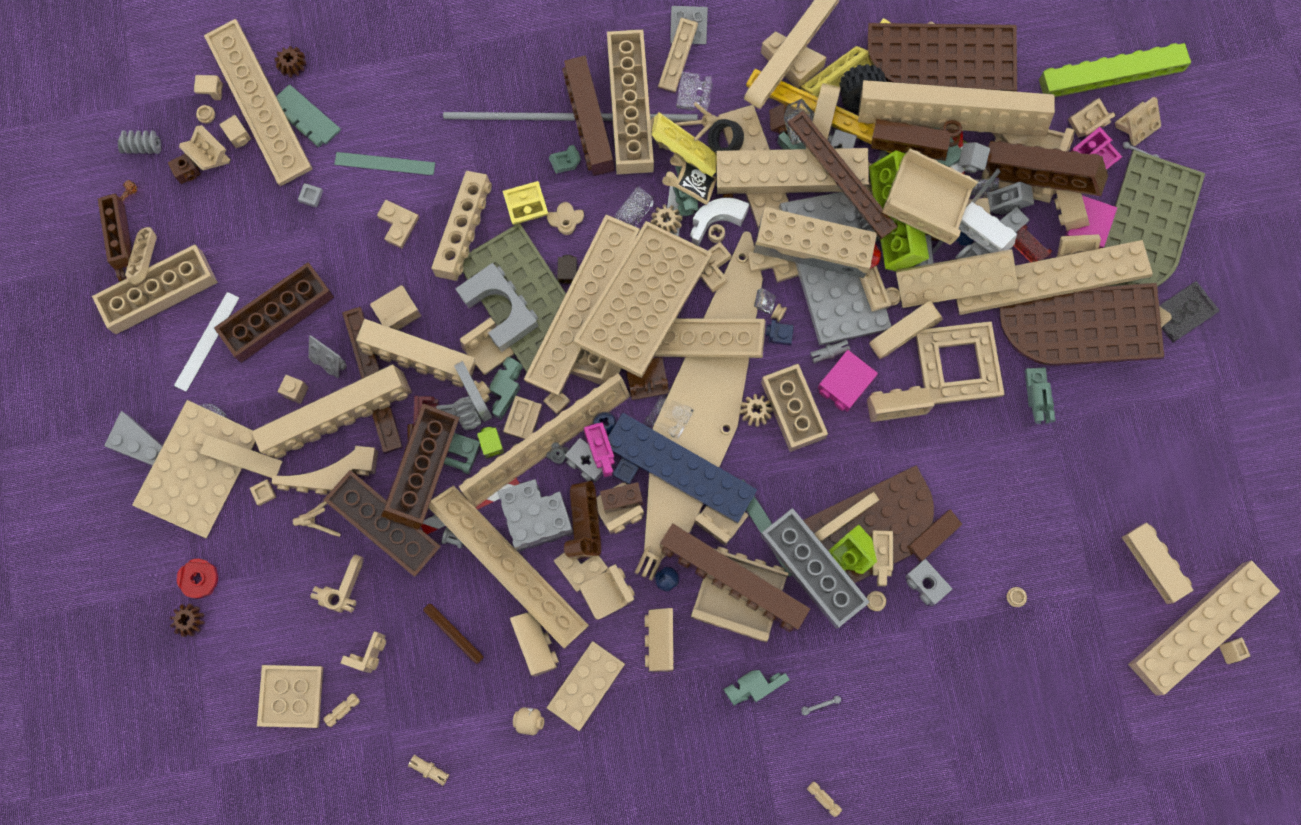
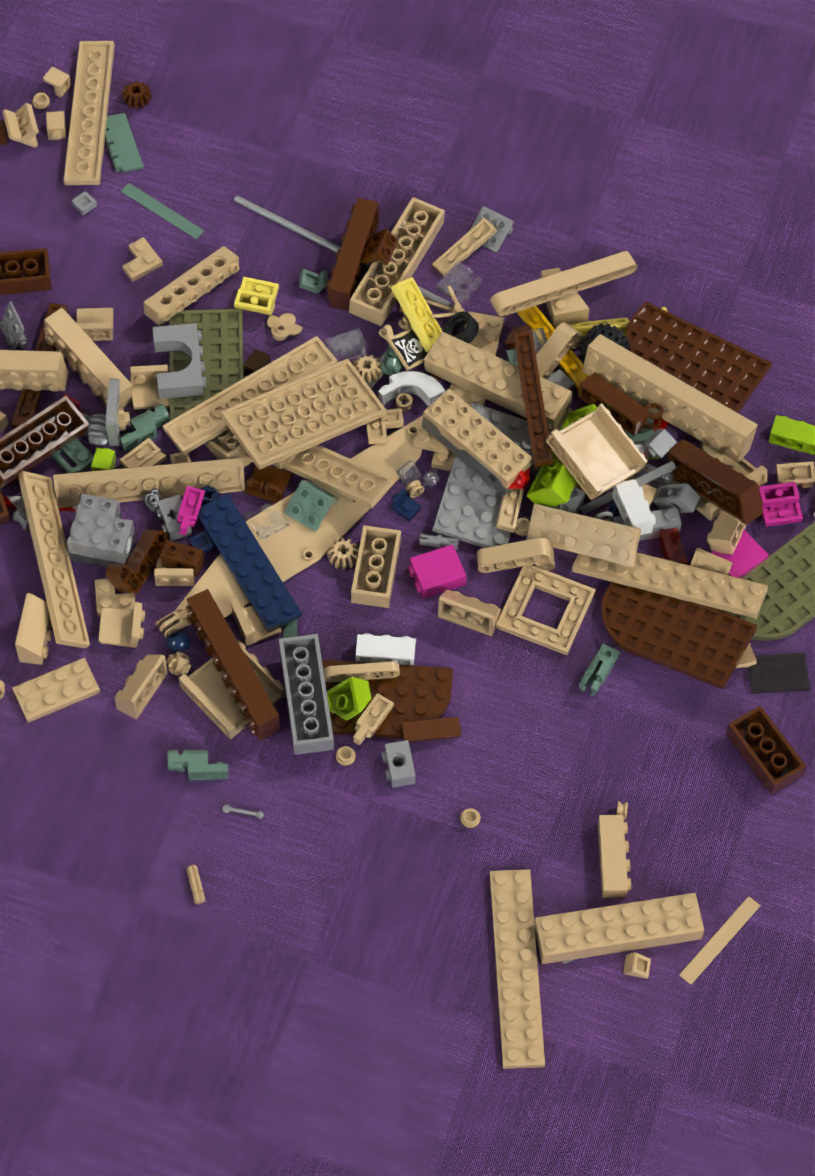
camera: 25 degrees right, 15 degrees down
(611, 98) = (380, 246): none -> reddish brown bracket
(680, 599) = (178, 663): none -> tan gear
(701, 380) = (310, 504): none -> sand green bracket
(786, 295) = (430, 478): none -> clear plate
(849, 481) = (385, 649): none -> white brick
(1138, 515) = (622, 809): none -> tan bush
(1140, 714) = (517, 969): none -> tan plate
(1224, 391) = (765, 750): none -> reddish brown brick
(1285, 585) = (719, 940): none -> tan sticker

